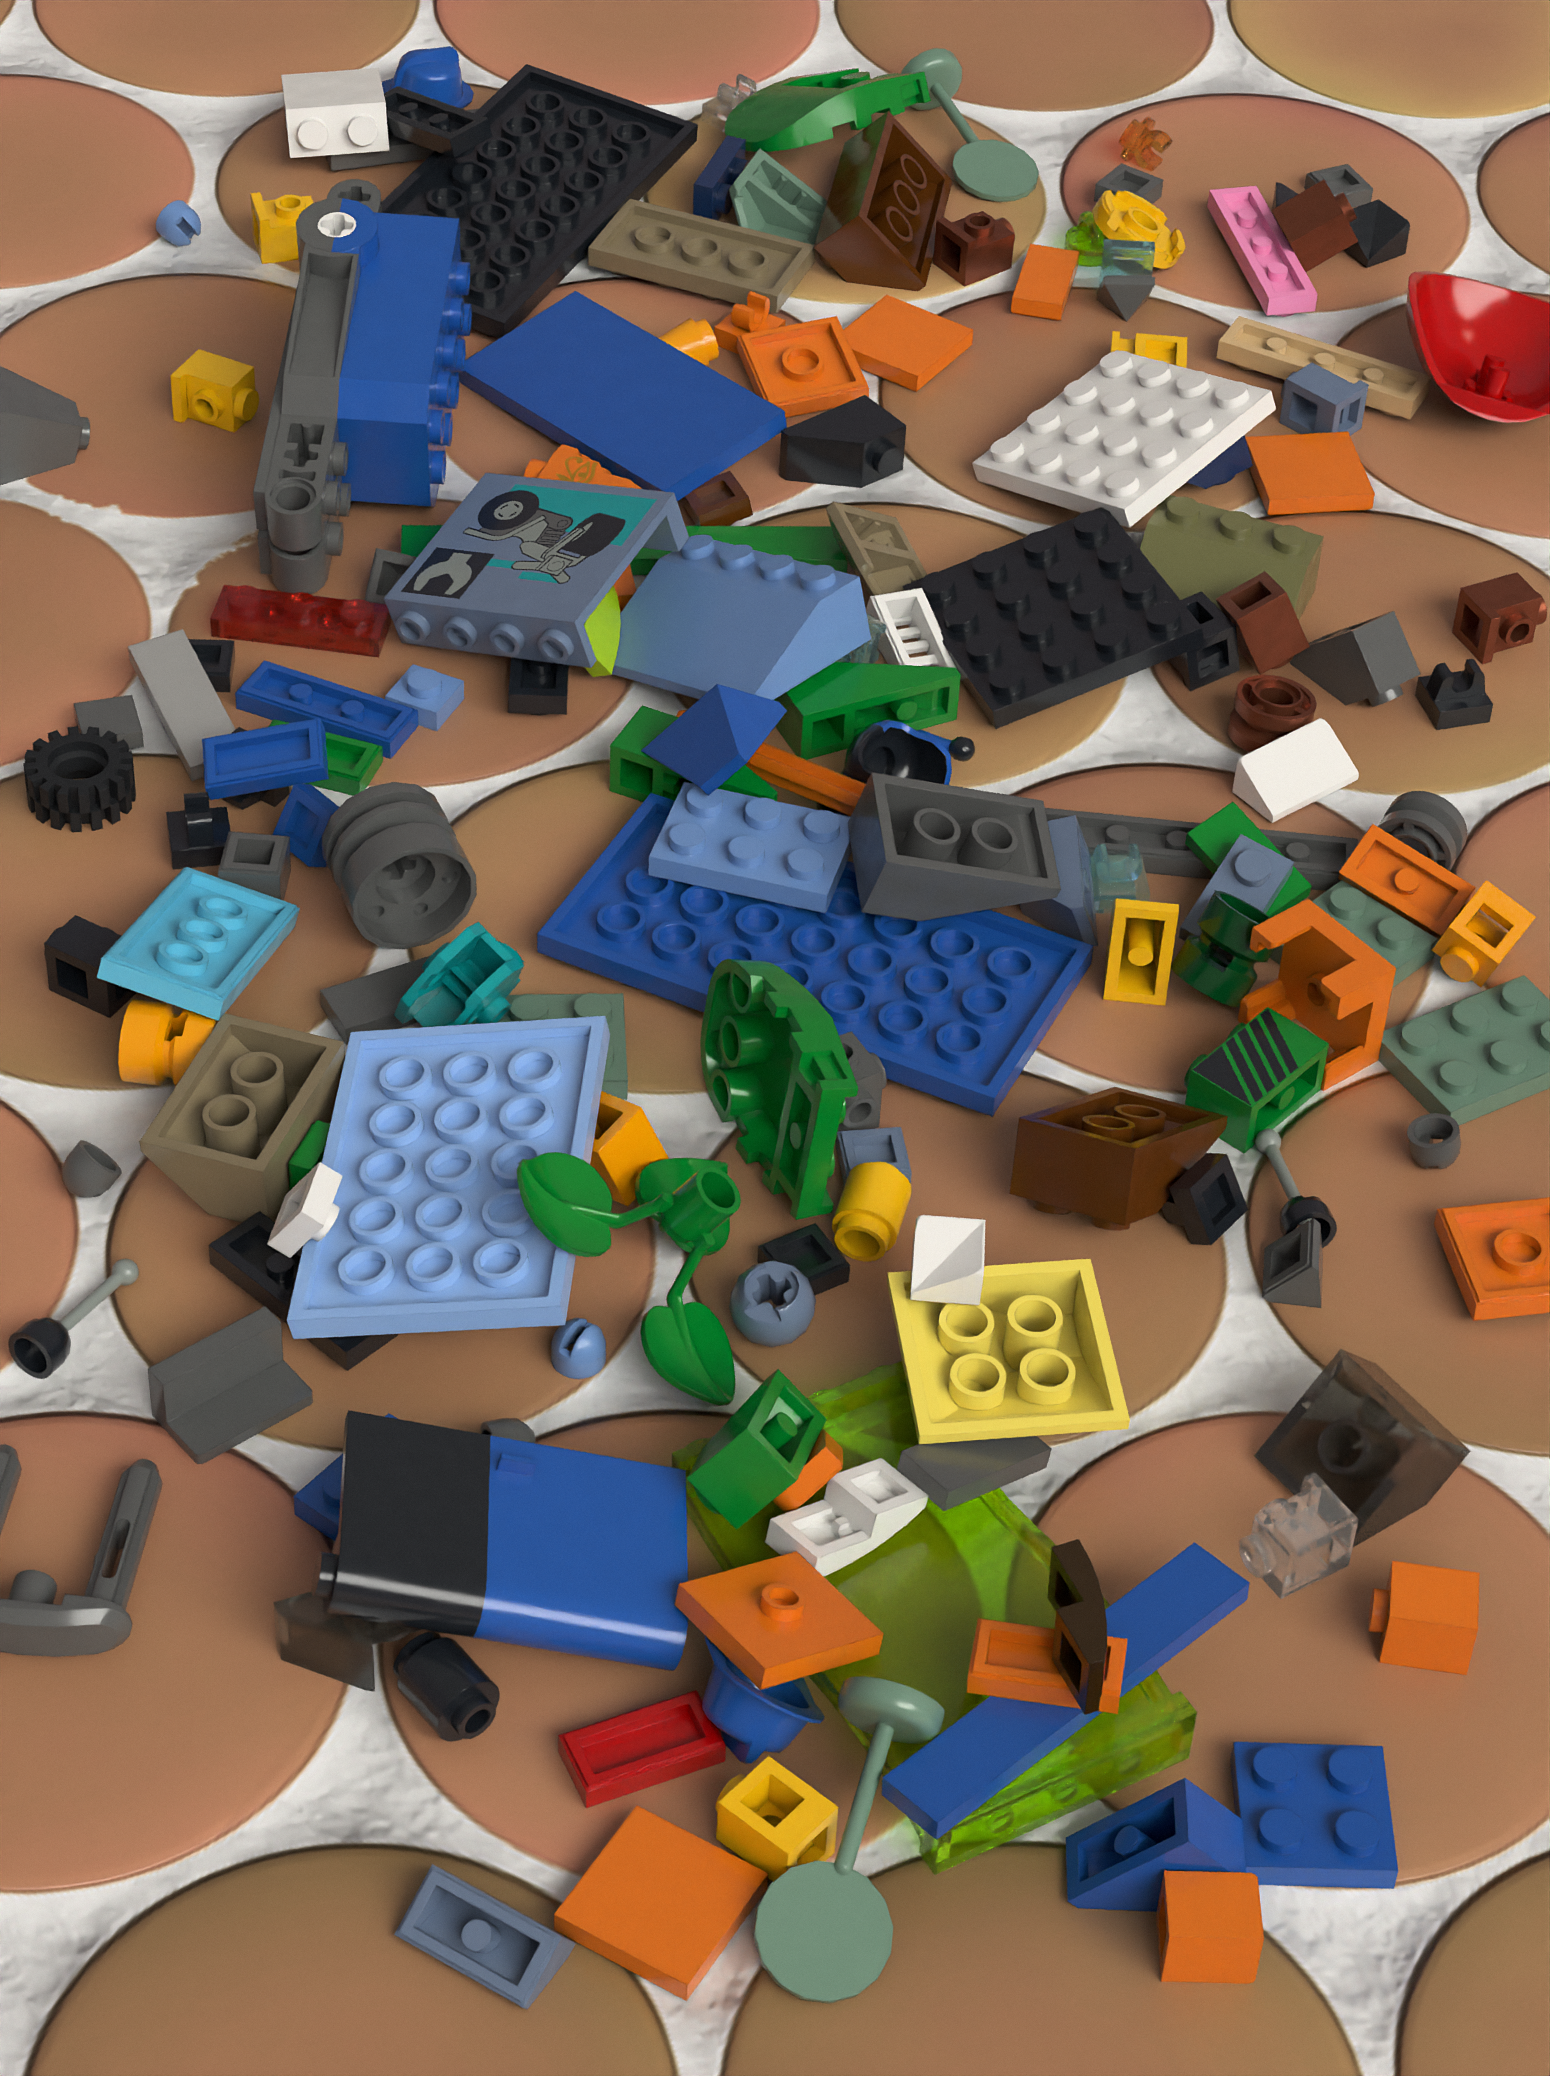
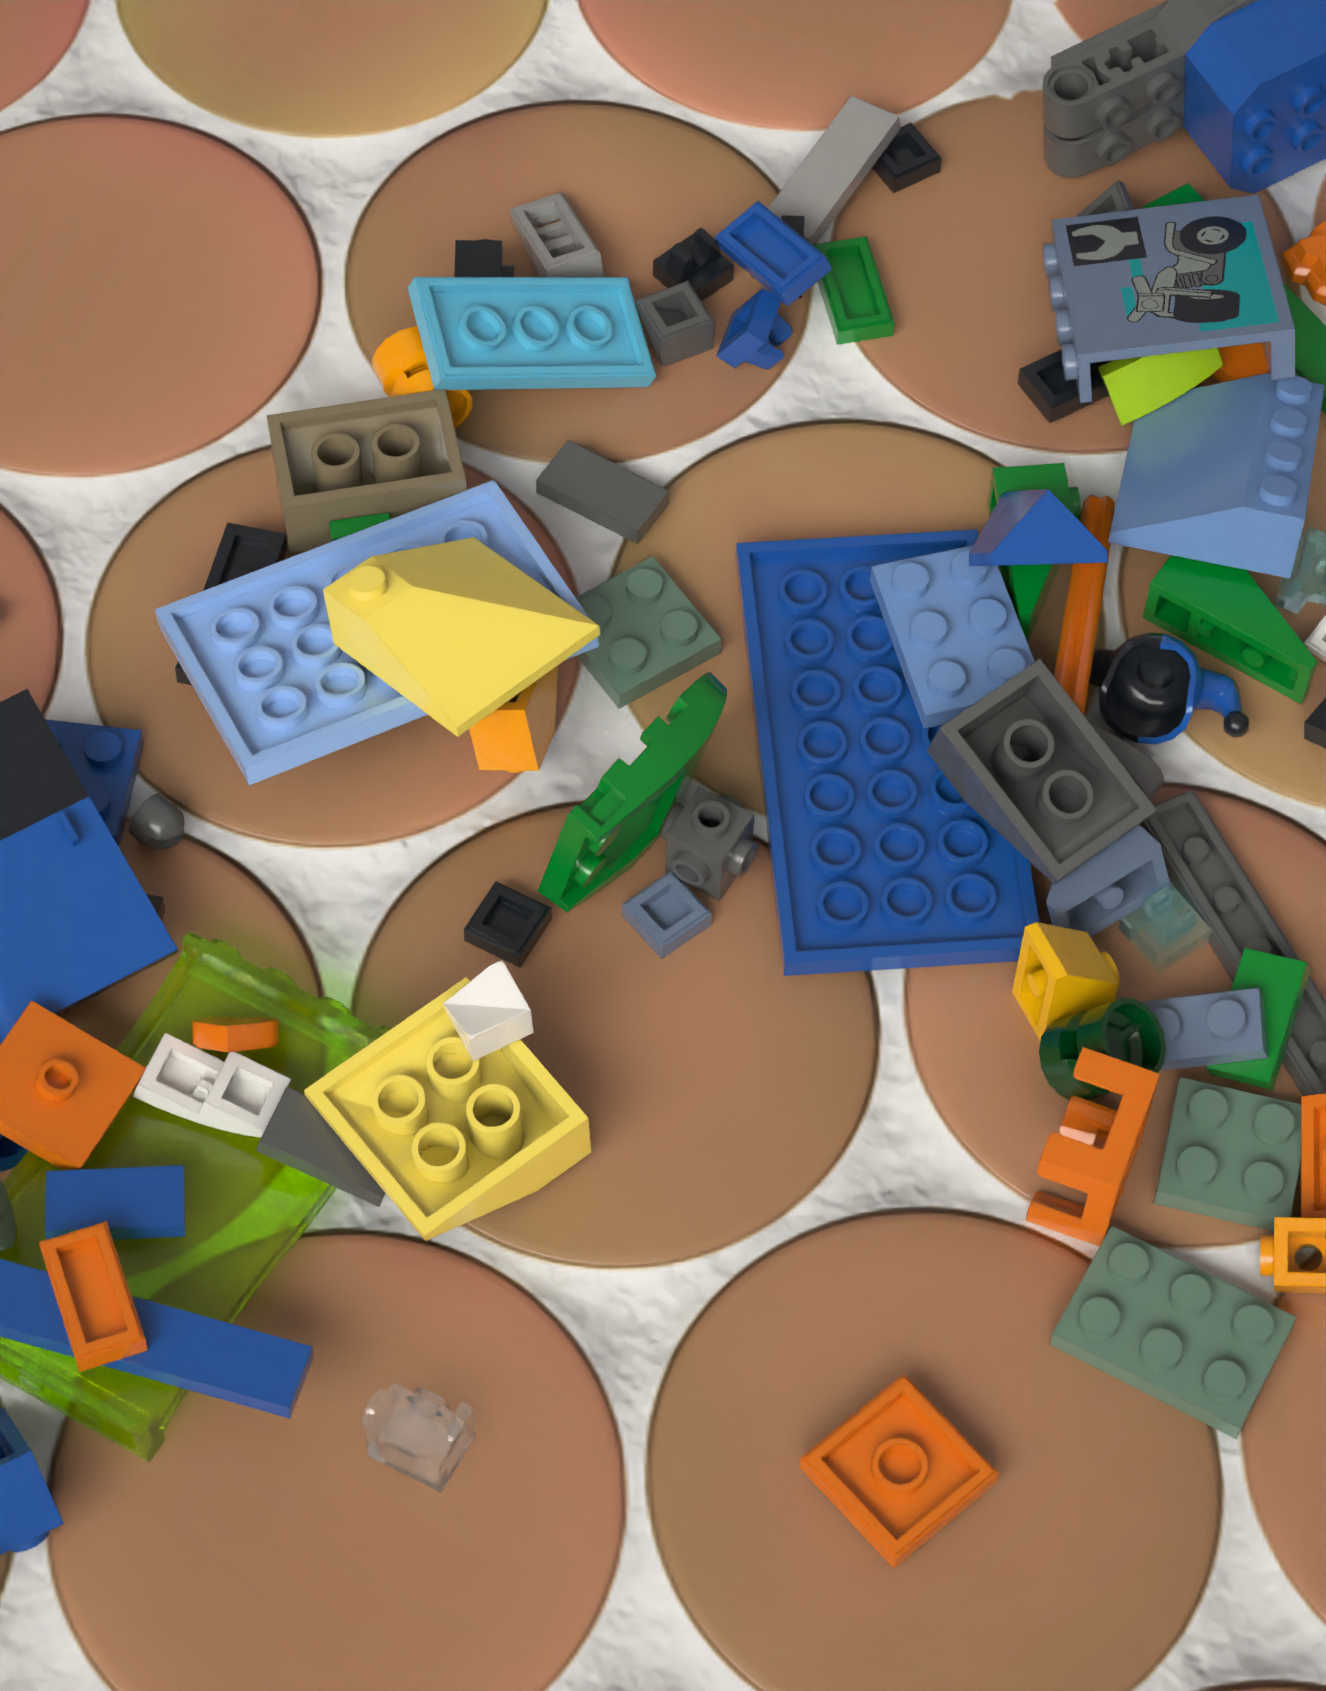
camera: 60 degrees right, 15 degrees up
(45, 1343) = (73, 483): black hinge -> none
(89, 1170) = (255, 412): dark grey hinge -> none
(100, 796) = (689, 135): black tyre -> none
(104, 896) = (558, 248): none -> light grey slope
(112, 715) = (776, 140): dark grey tile -> none
(227, 1387) = (100, 618): dark grey panel -> none
(296, 696) = (918, 264): blue tile -> none
(300, 620) = (1009, 183): clear red plate -> none
(306, 1211) = (250, 557): white plate -> none
(398, 865) = (721, 406): dark grey wheel -> none
(429, 693) = (987, 318): medium blue plate -> none
(463, 982) = (619, 527): teal hinge -> none
(534, 1095) = (453, 627): none -> light yellow slope
(587, 1354) = (302, 819): medium blue hinge -> none
(692, 1206) = (347, 714): green plant -> none
(757, 1451) = (219, 985): green slope -> none
(761, 1321) = (423, 903): sand blue piece -> none
(871, 1210) = (590, 939): yellow brick -> none
(935, 1629) = (131, 1200): none -> blue tile
(1079, 1623) = (92, 1303): dark brown slope -> none
(1109, 1155) = (784, 1083): reddish brown slope -> none
(1206, 1199) = (783, 1184): black tile -> none
(1257, 1076) = (969, 1153): green brick -> none
(1295, 1267) = (761, 1297): dark grey slope -> none
(1298, 1208) = (822, 1272): hinge -> none
(1315, 1814) = (131, 1581): blue plate -> none
(1364, 1443) = (559, 1440): clear smoke slope -> none
(1421, 1136) = (1000, 1334): dark grey hinge -> none
(1426, 1617) = (389, 1574): orange brick -> none

